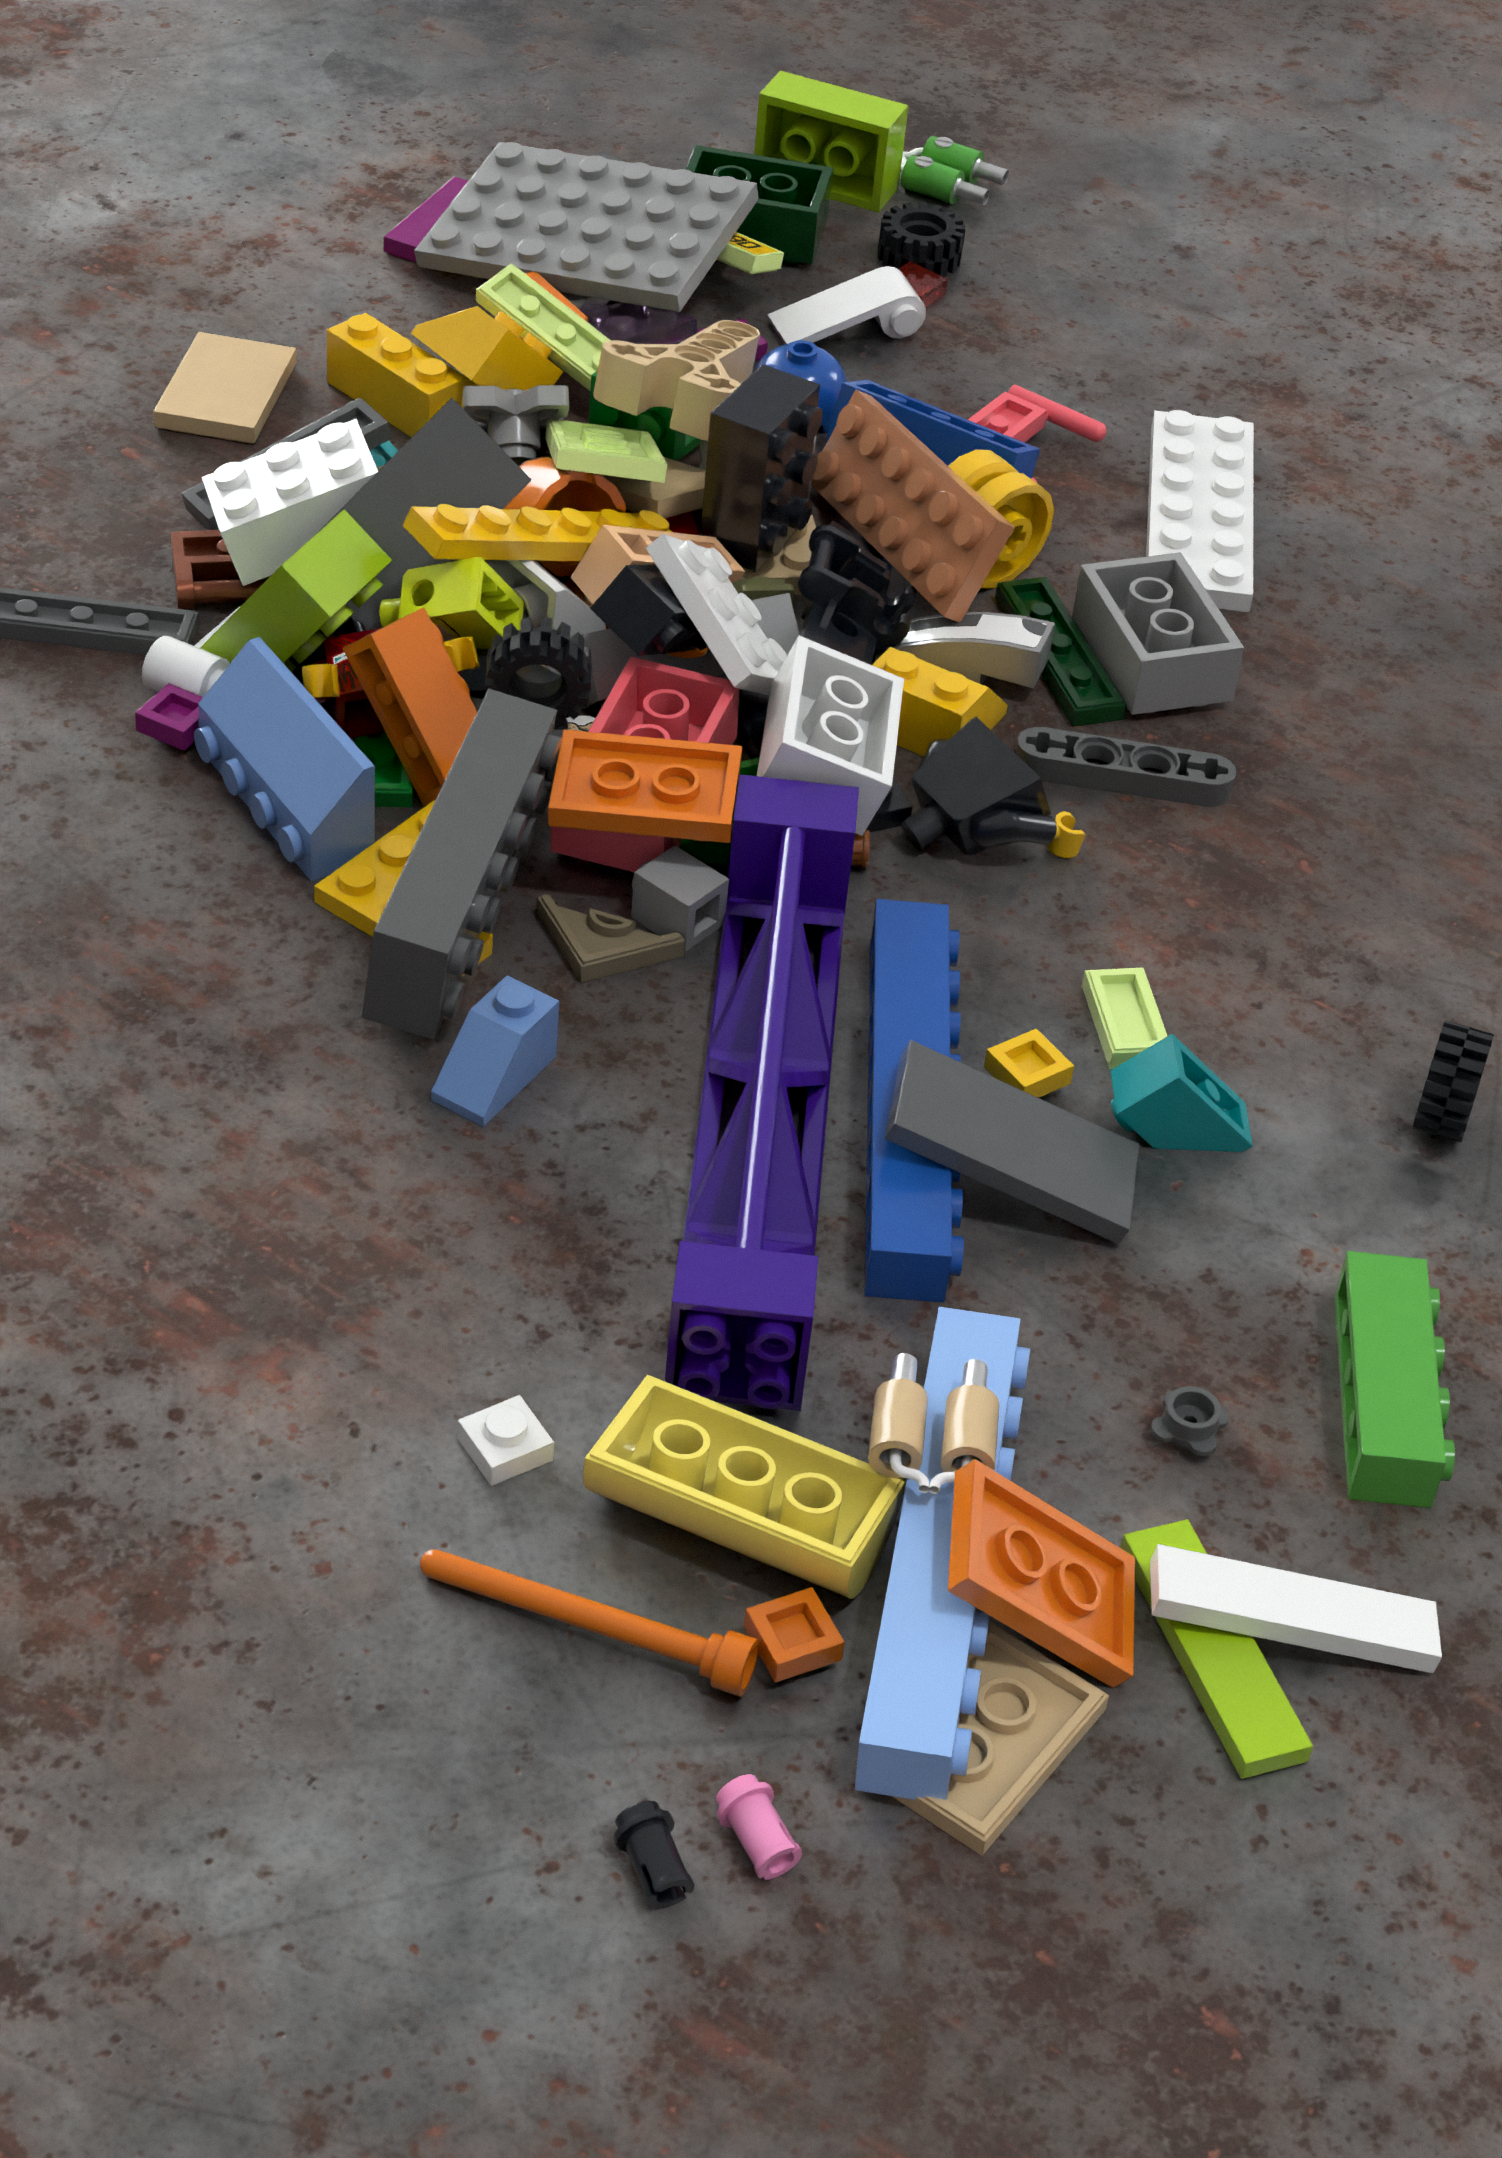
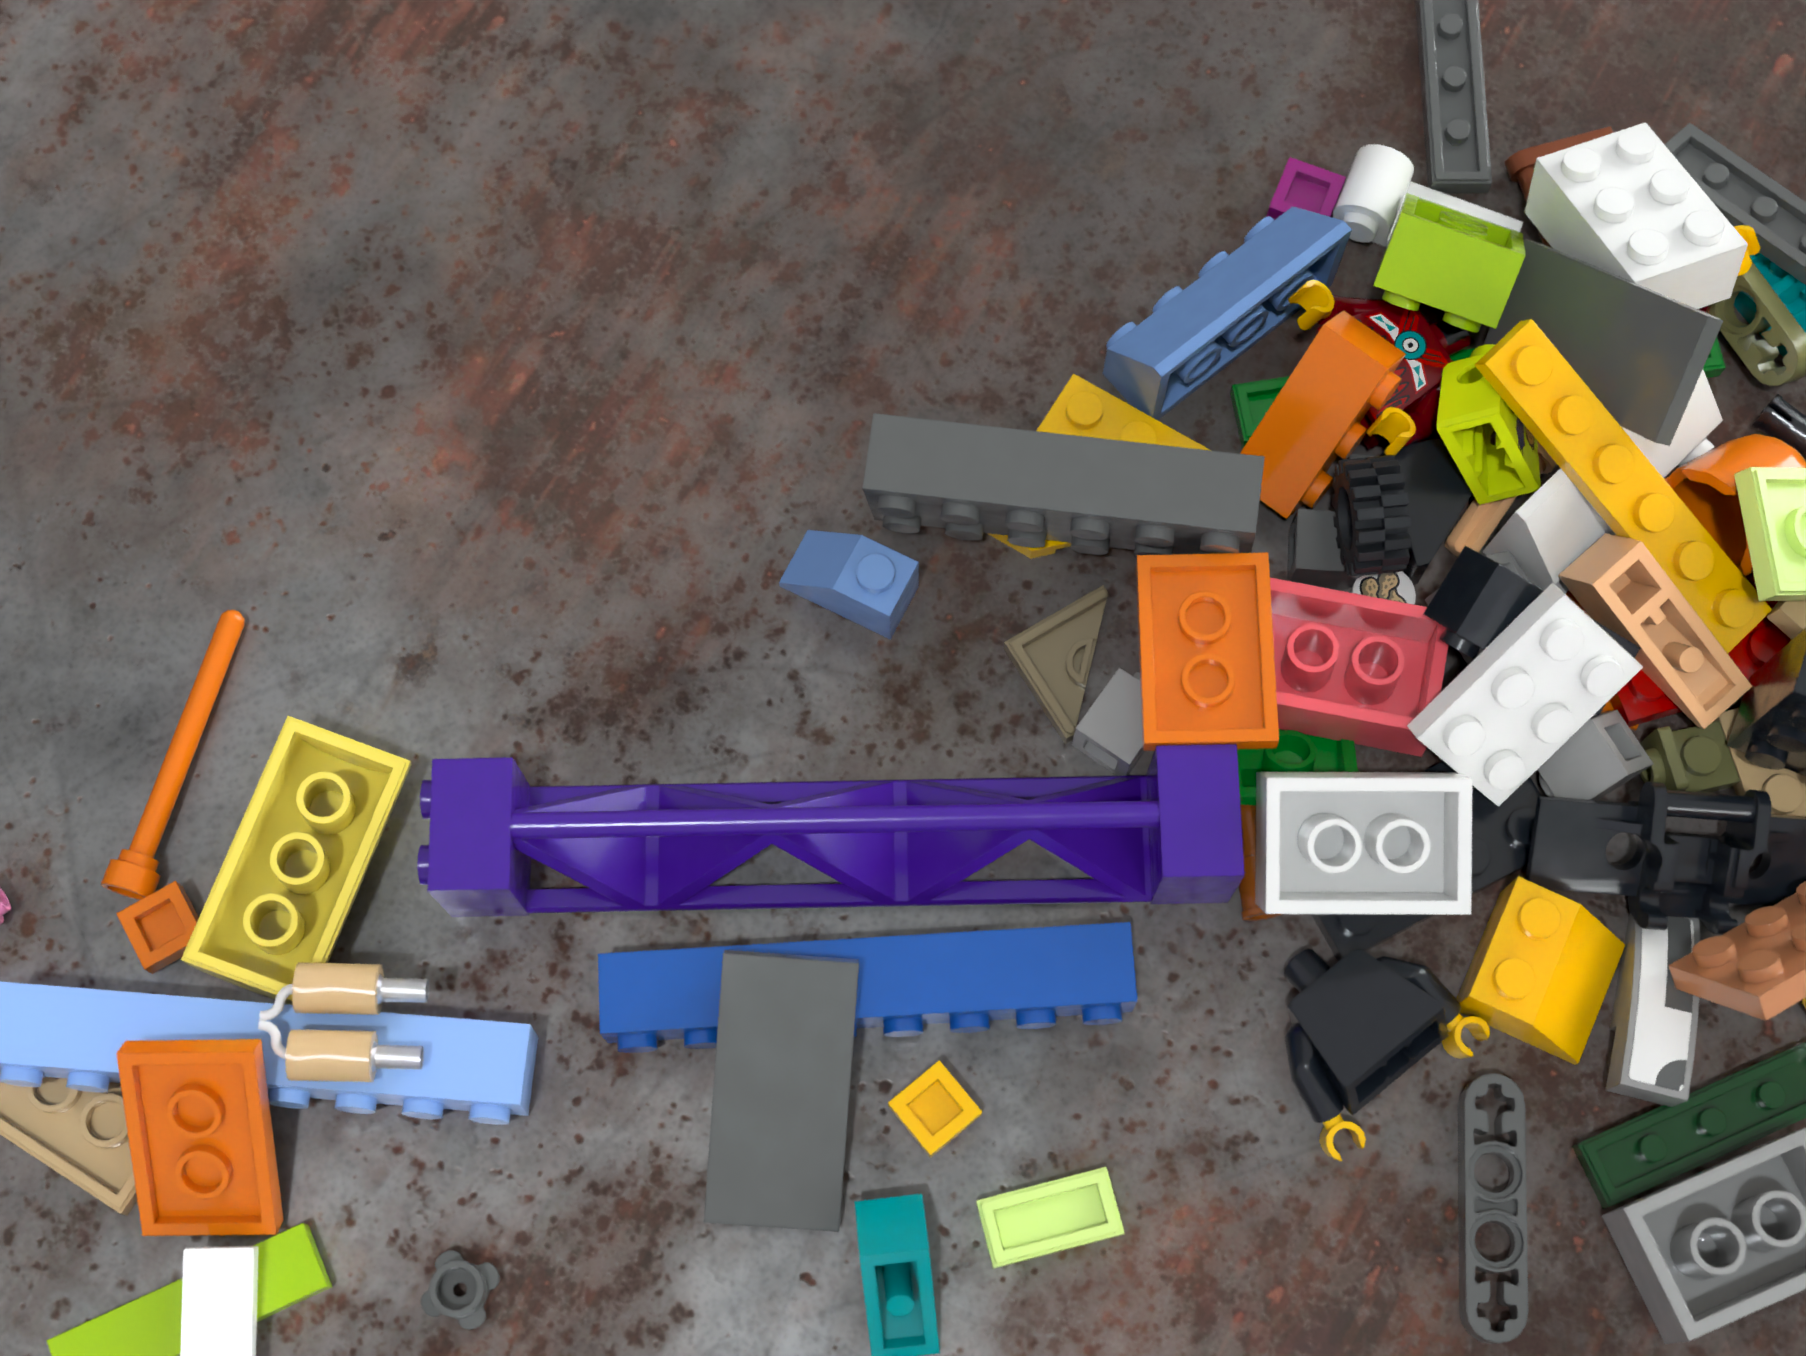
camera: 90 degrees right, 30 degrees up
(505, 1440) = (374, 659): white plate -> none

